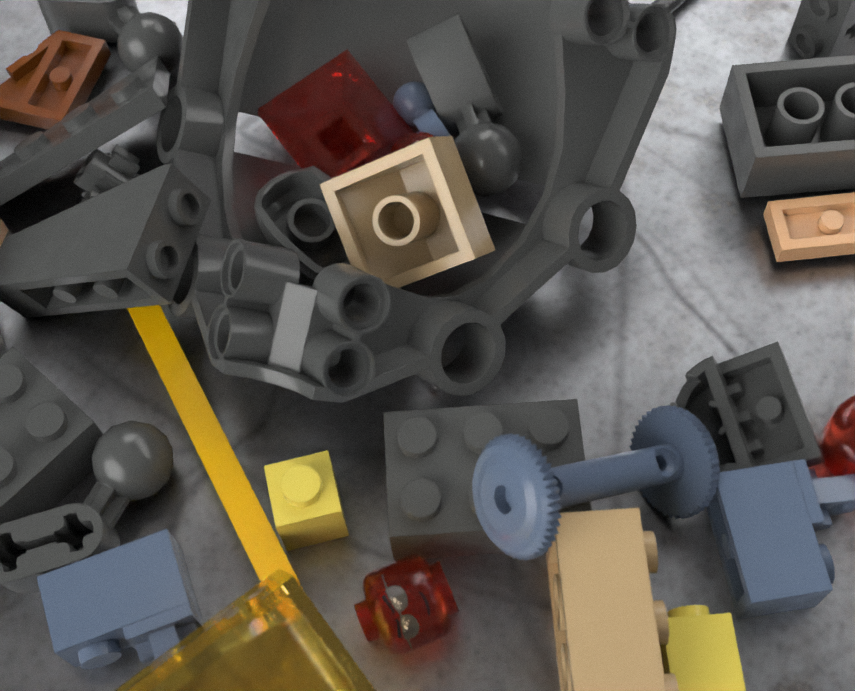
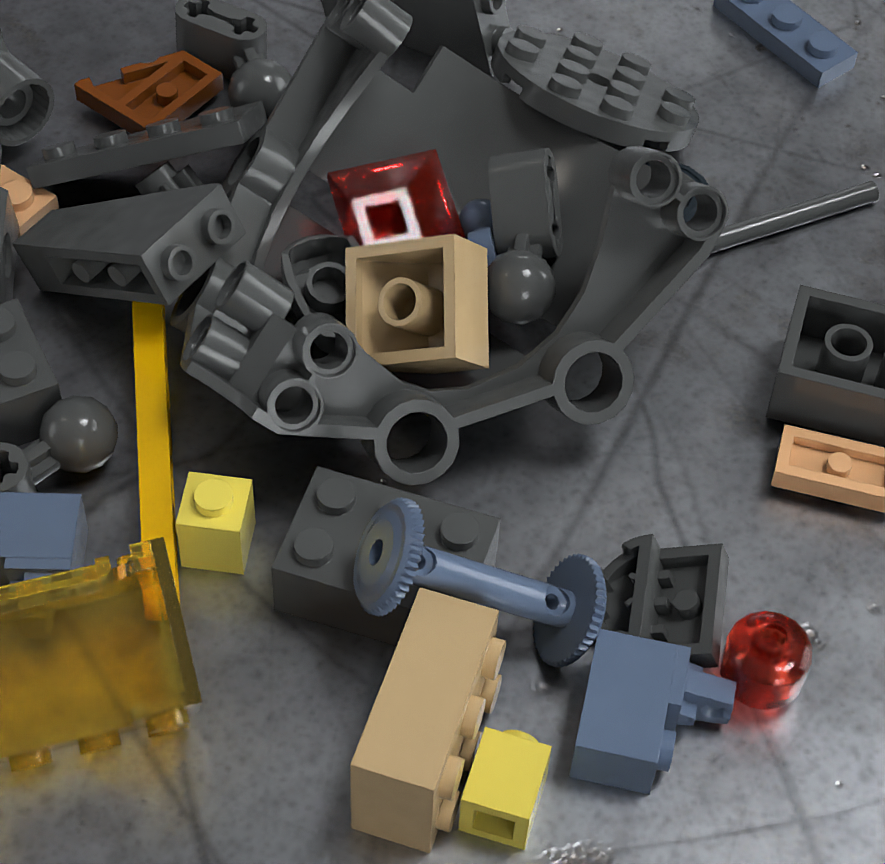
camera: 15 degrees right, 10 degrees down
(406, 604) = (264, 638): clear red head -> none

